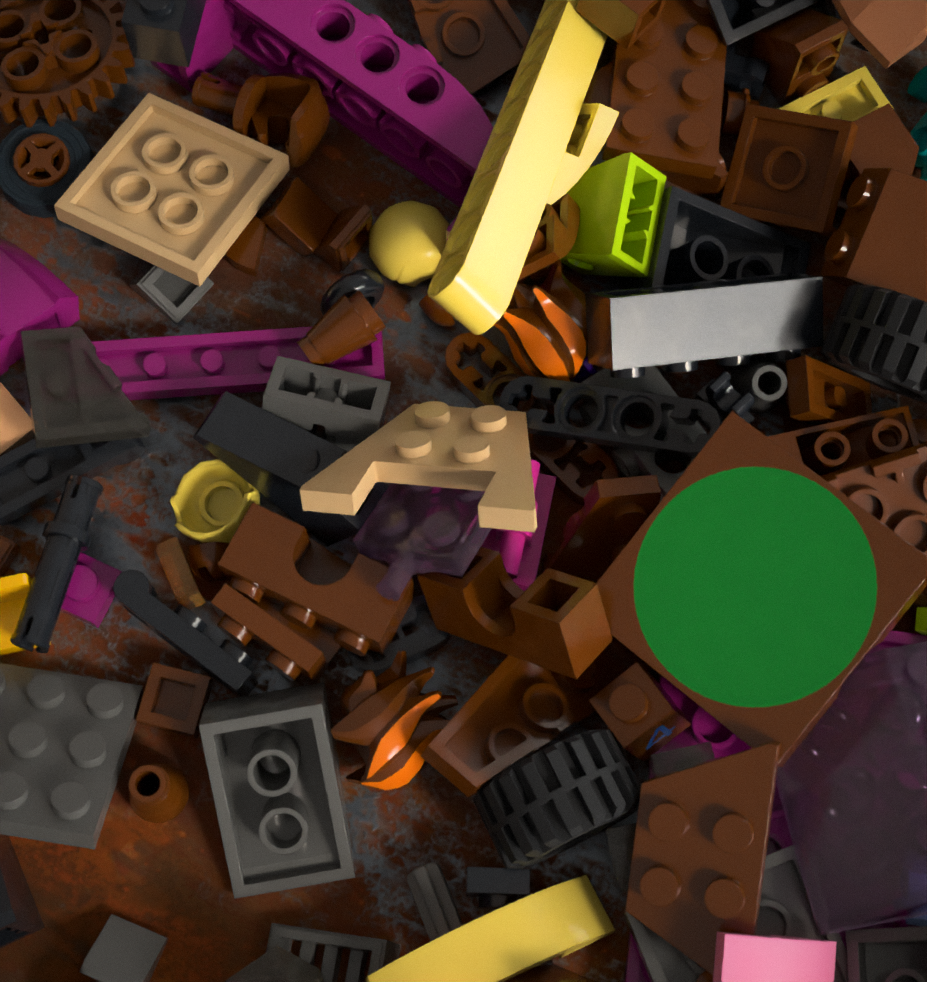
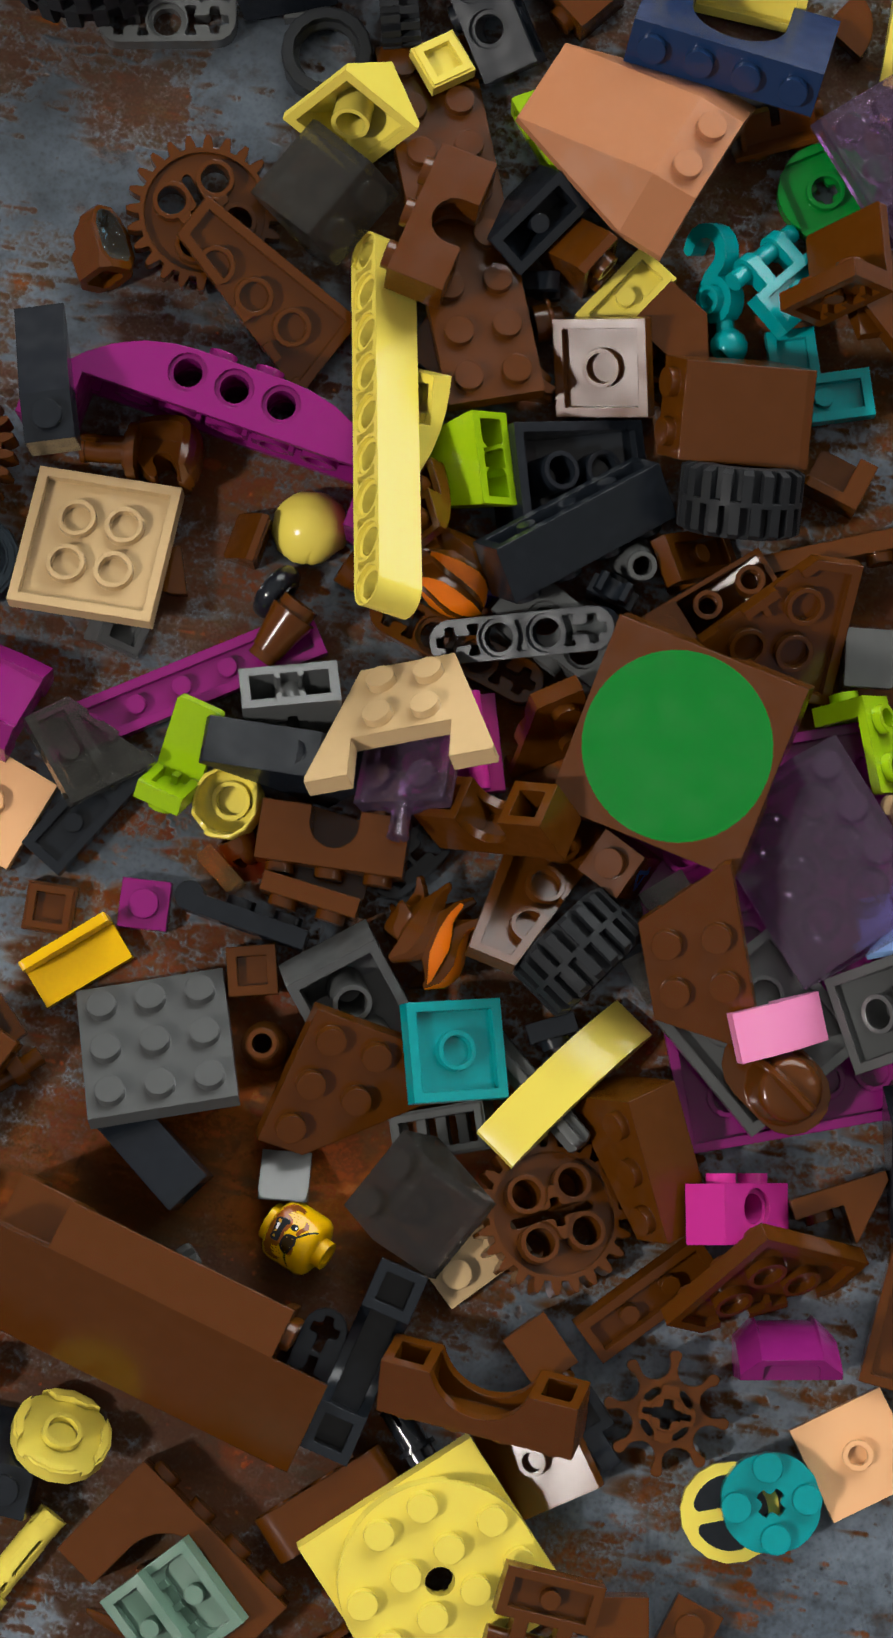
camera: 15 degrees left, 10 degrees up
(64, 541) = (122, 894): black pin -> none
(164, 459) = (174, 778): none -> lime bracket
(237, 864) = (336, 1082): none -> reddish brown plate
(300, 217) = (209, 535): reddish brown slope -> none
(371, 869) = (454, 1051): none -> teal plate

